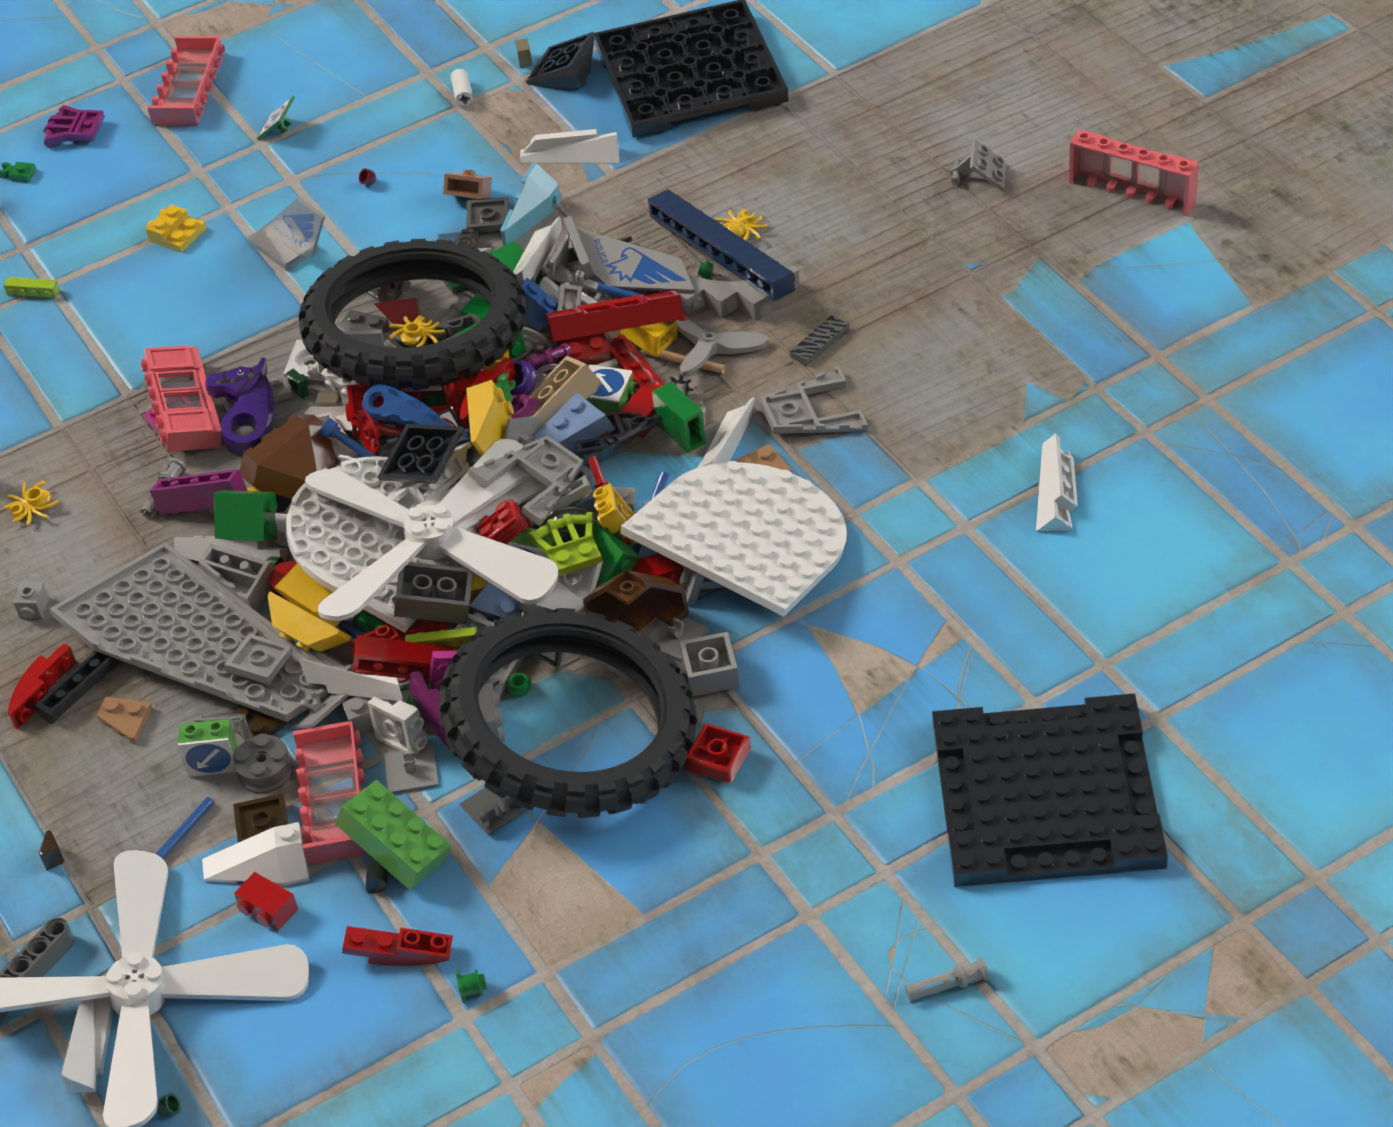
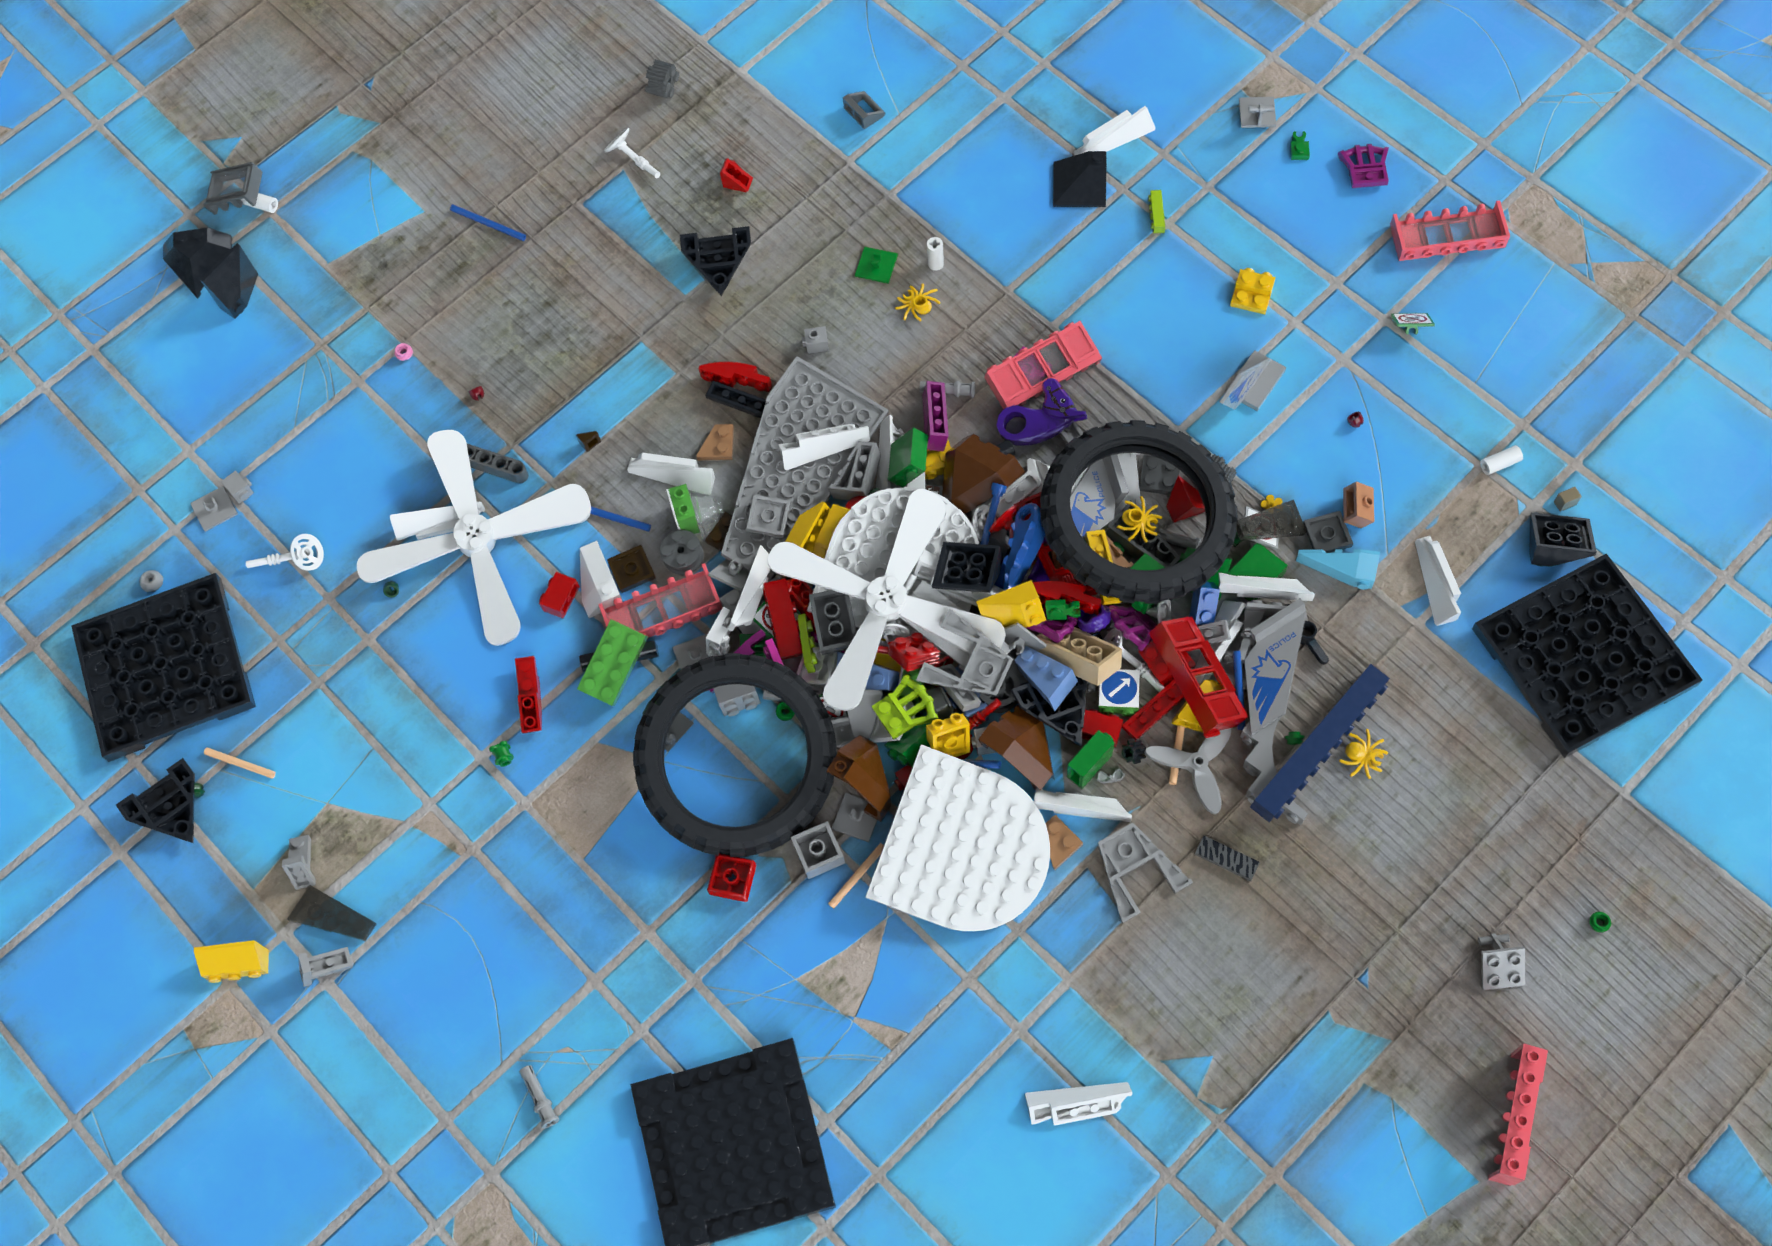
camera: 80 degrees right, 20 degrees up
(140, 766) = (673, 471): none -> white wedge
(183, 601) = (821, 443): none -> white wedge
(626, 463) = (1022, 743): none -> reddish brown panel
(748, 642) = (856, 876): none -> light nougat piece
(957, 104) = (1604, 918): none -> green plate

